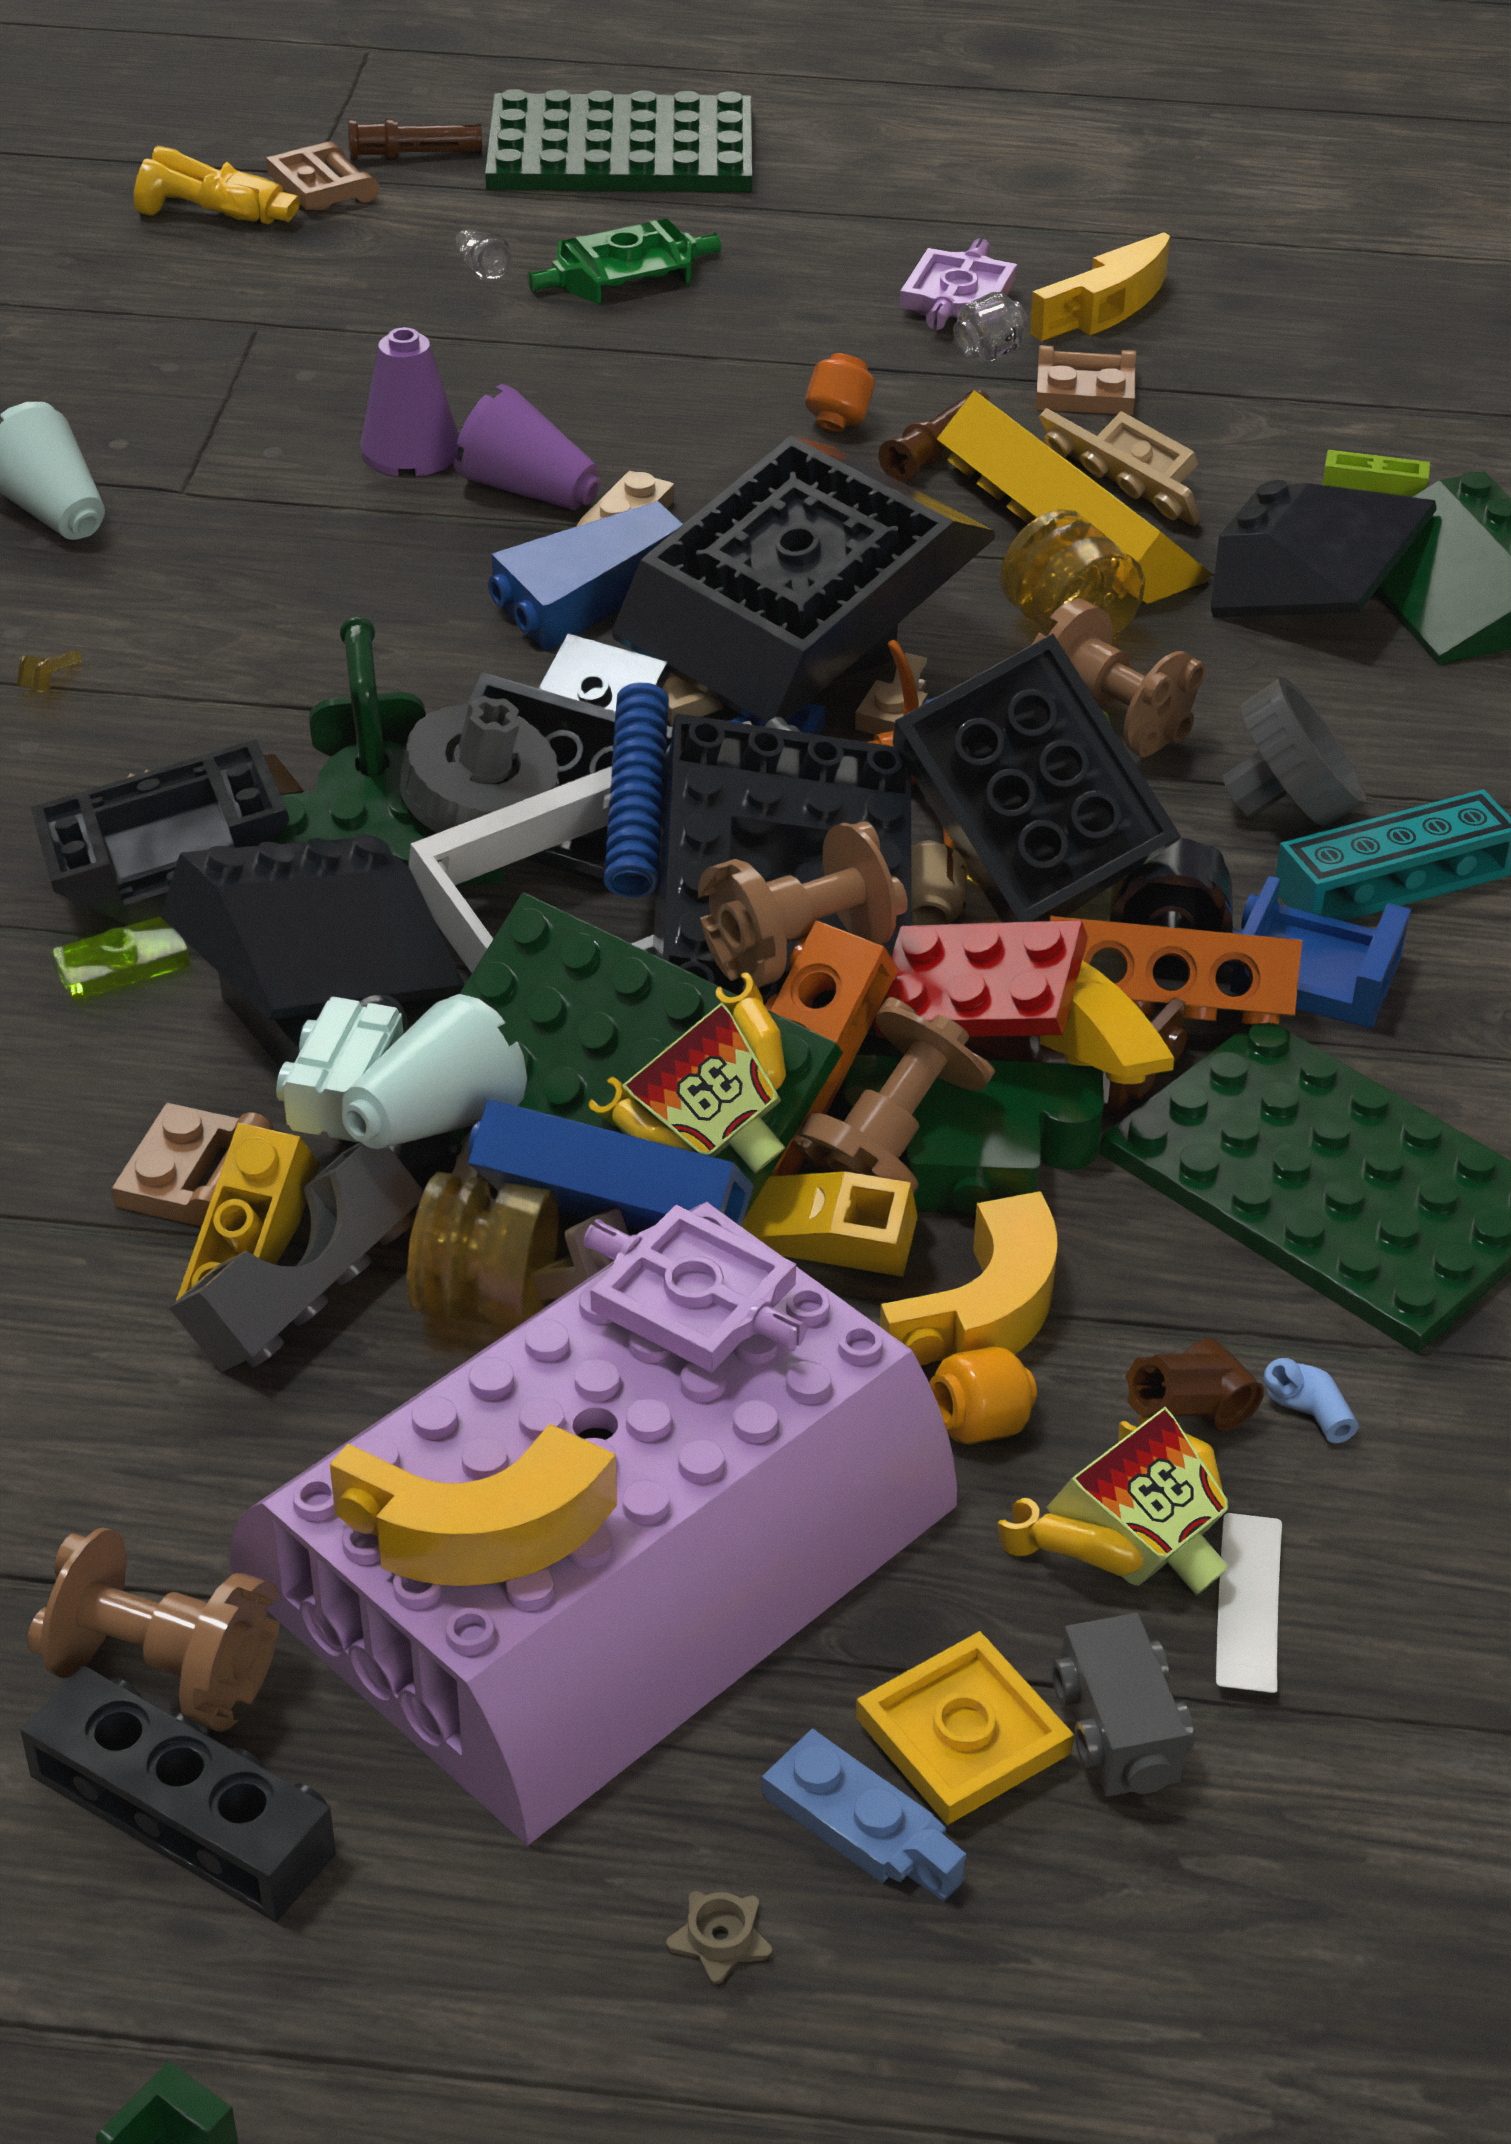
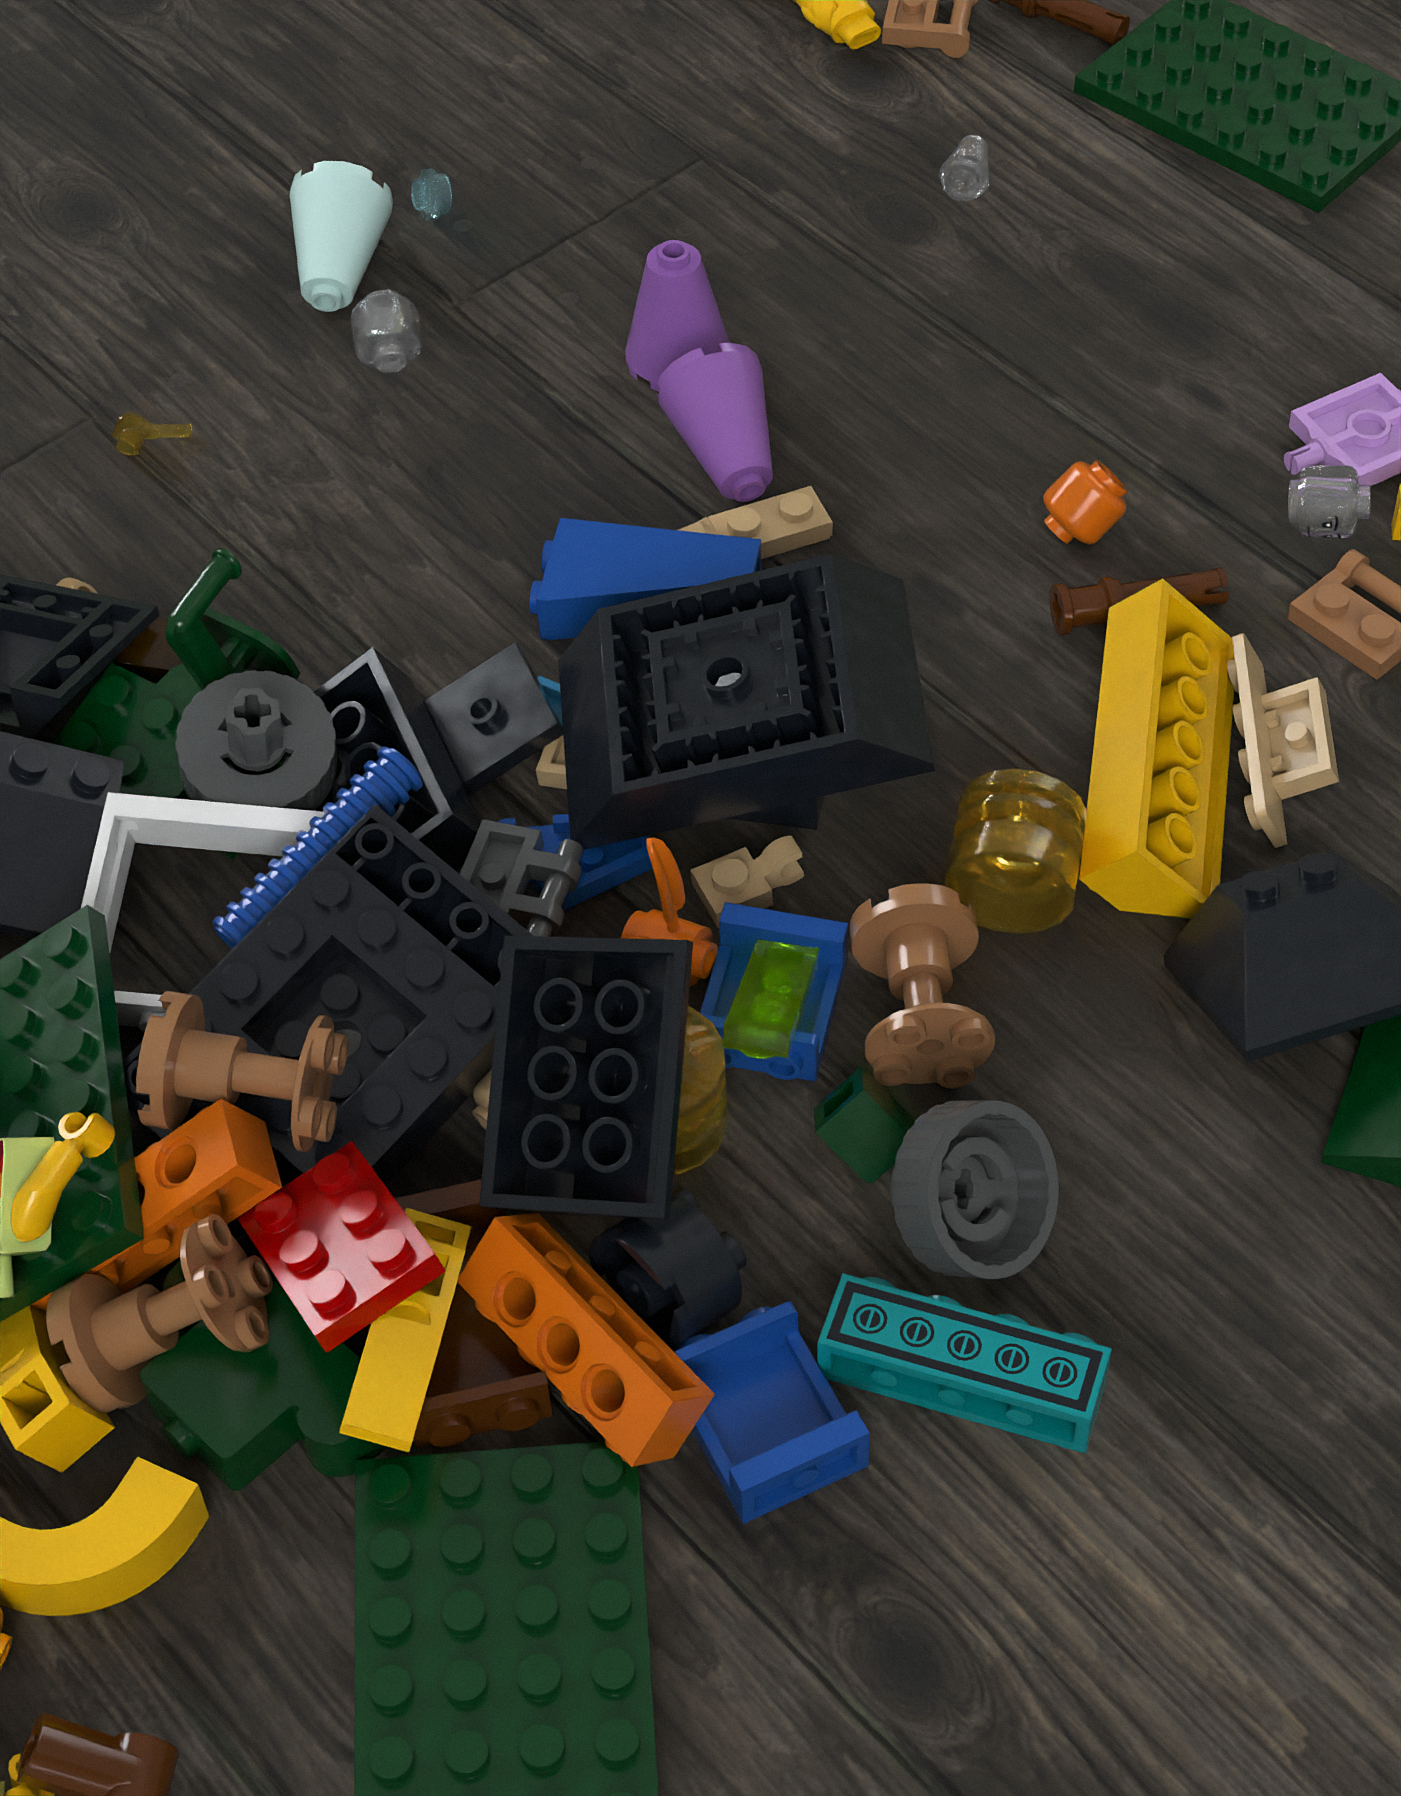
camera: 45 degrees right, 10 degrees up
(84, 422) = (431, 194): none -> clear light blue plate
(168, 518) = (386, 329): none -> clear head
(622, 255) = (1128, 243): green plate -> none
(1175, 773) = (863, 1125): none -> dark green panel

